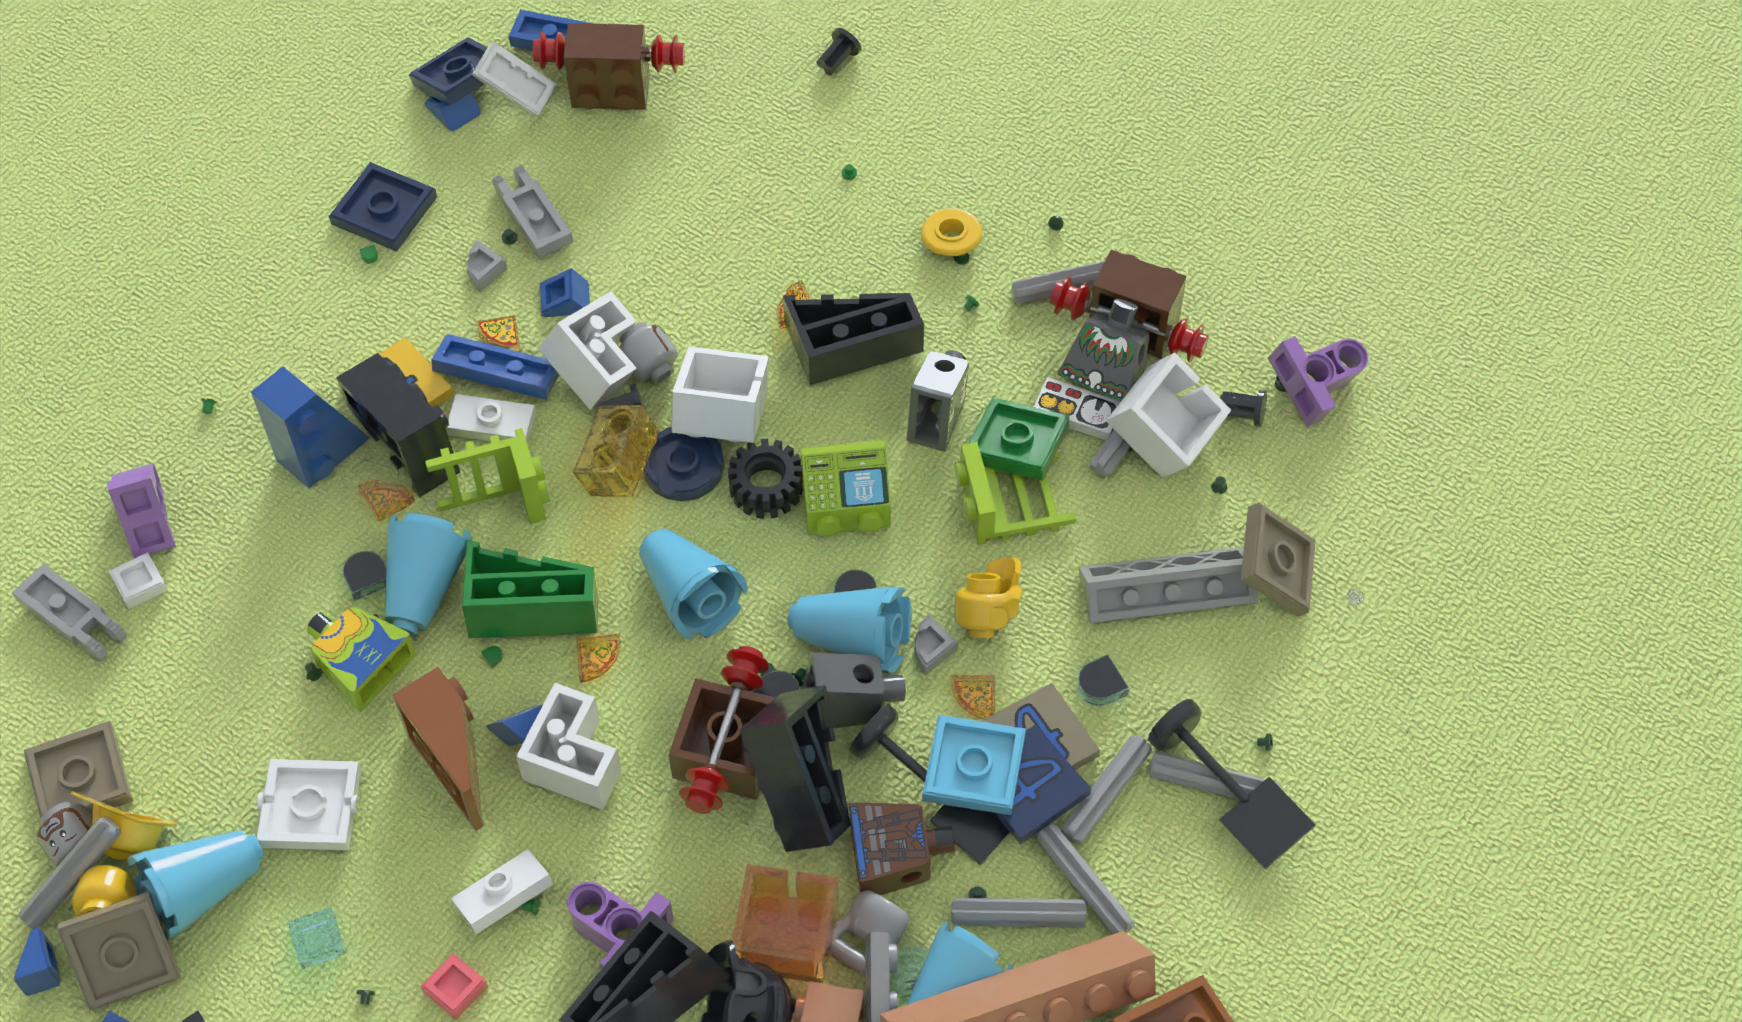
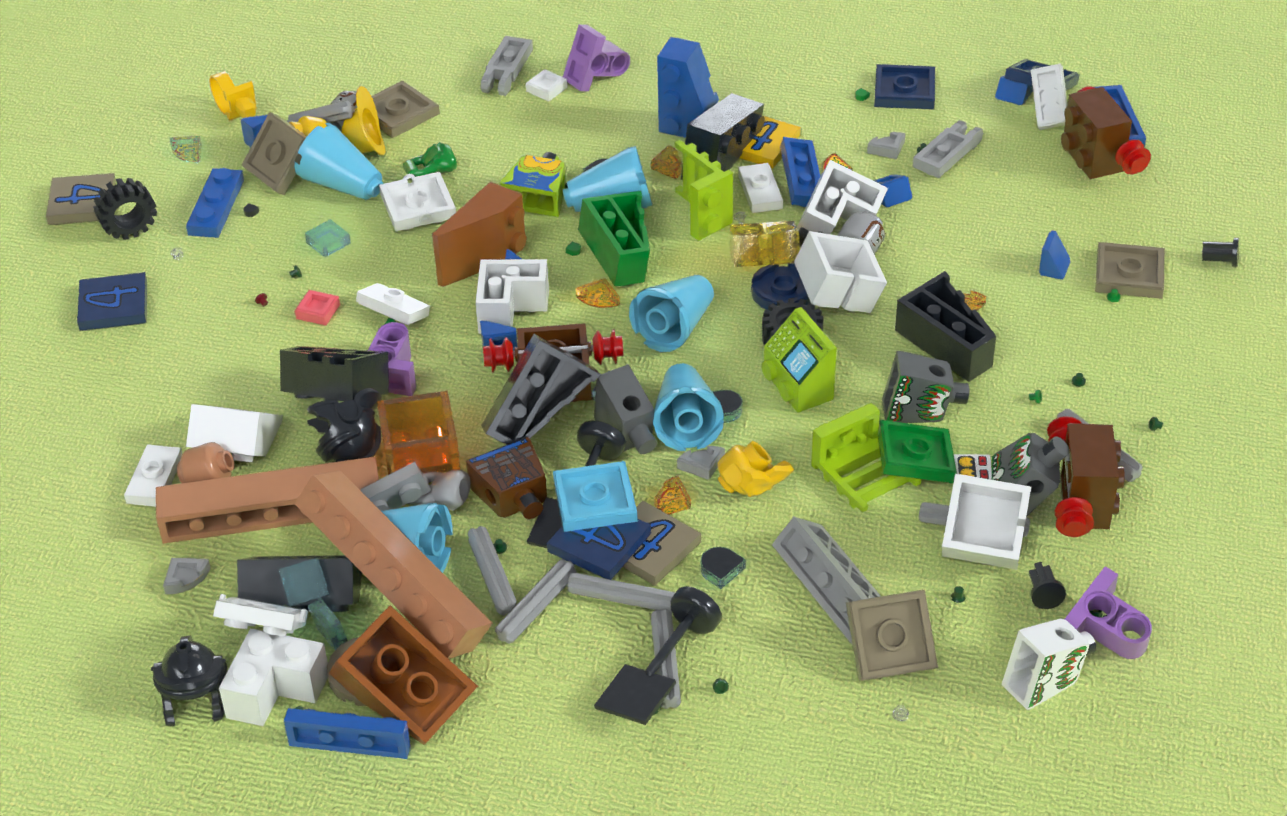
camera: 70 degrees right, 15 degrees down
(231, 755) = (435, 159): none -> green piece
(639, 791) = (497, 333): none -> blue slope
(770, 197) = (1054, 257): none -> blue slope
(818, 140) = (1130, 270): none -> dark tan tile
(951, 221) = (1093, 362): yellow piece -> none
(1356, 429) = (1046, 661): none -> white torso

